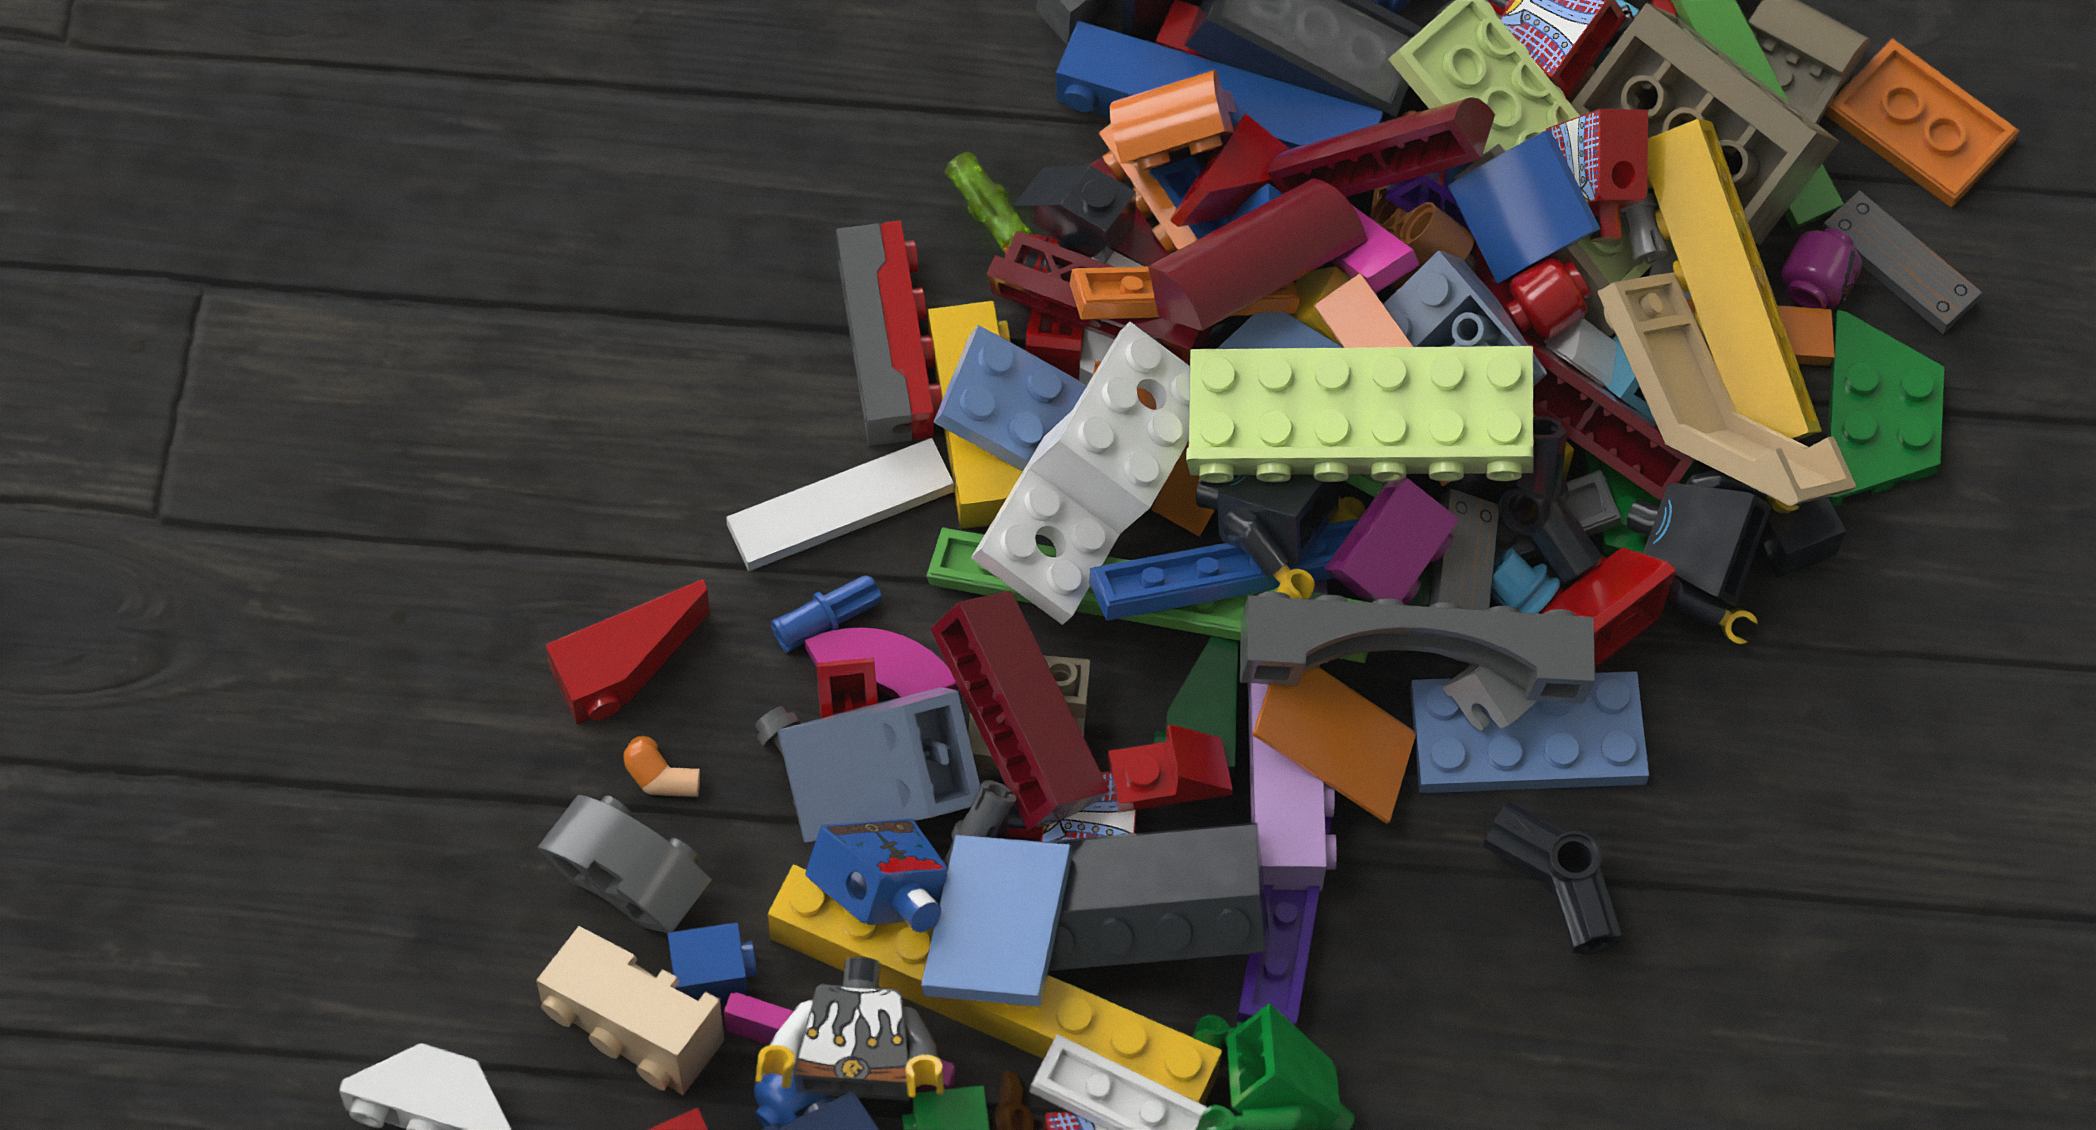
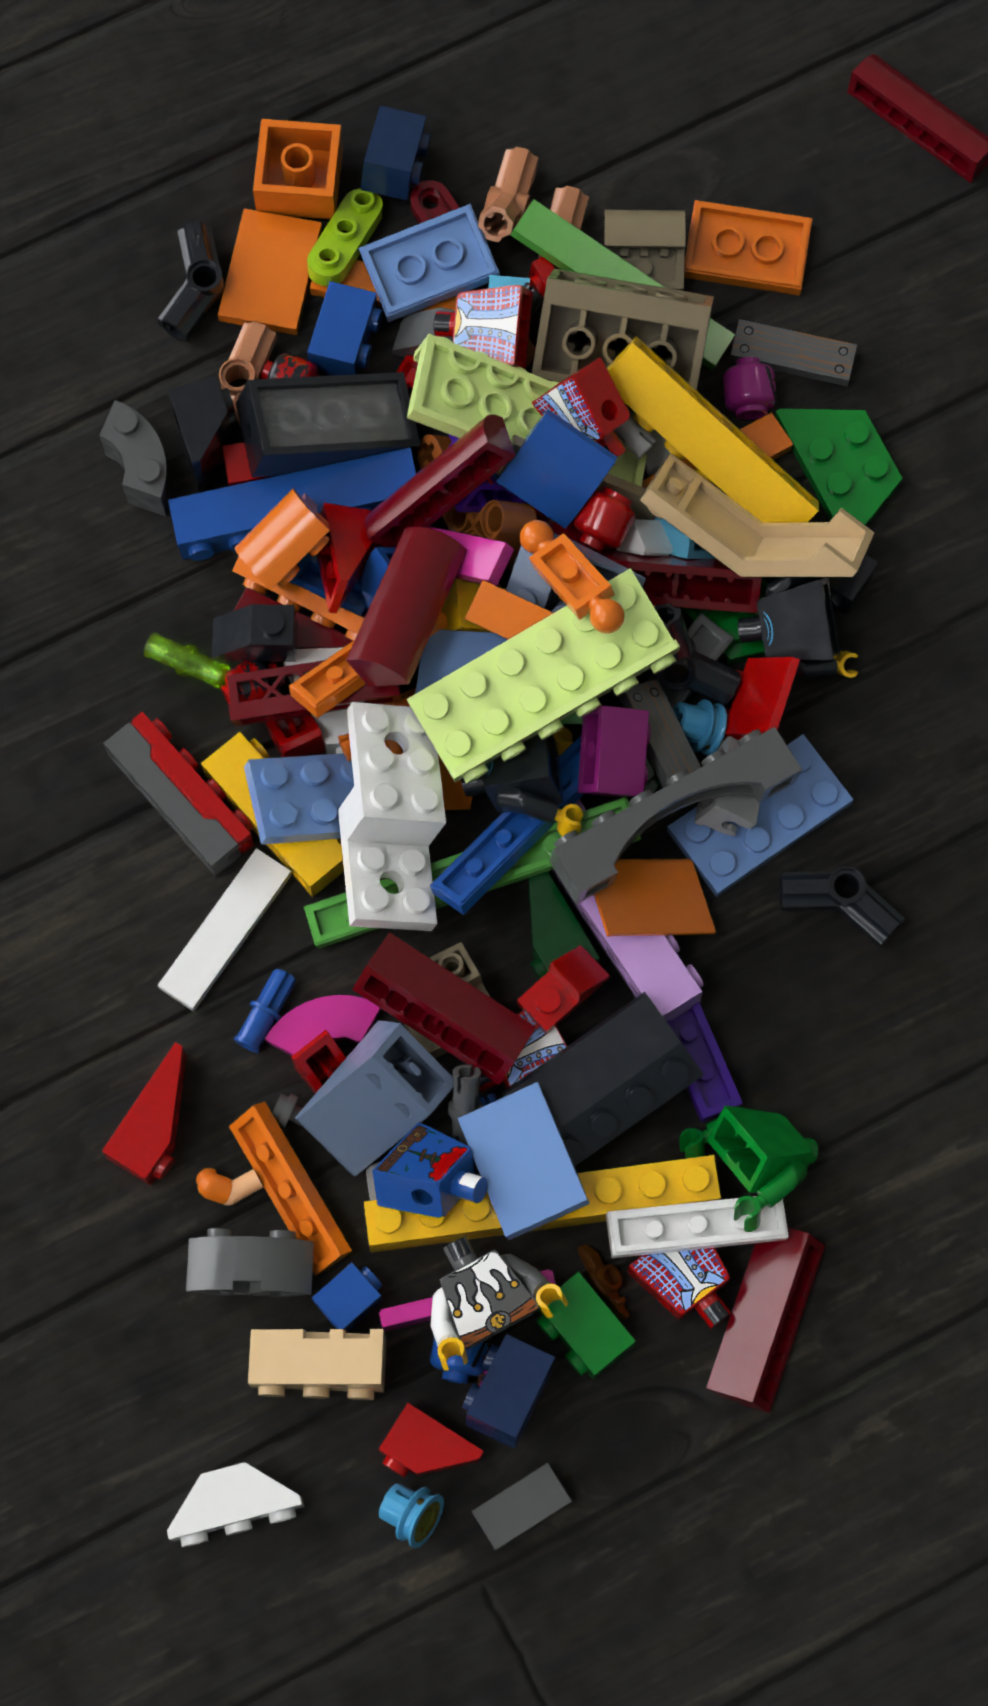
camera: 30 degrees left, 10 degrees up
(726, 809) = (289, 1185): none -> orange plate
(1458, 316) = (572, 576): none -> orange plate

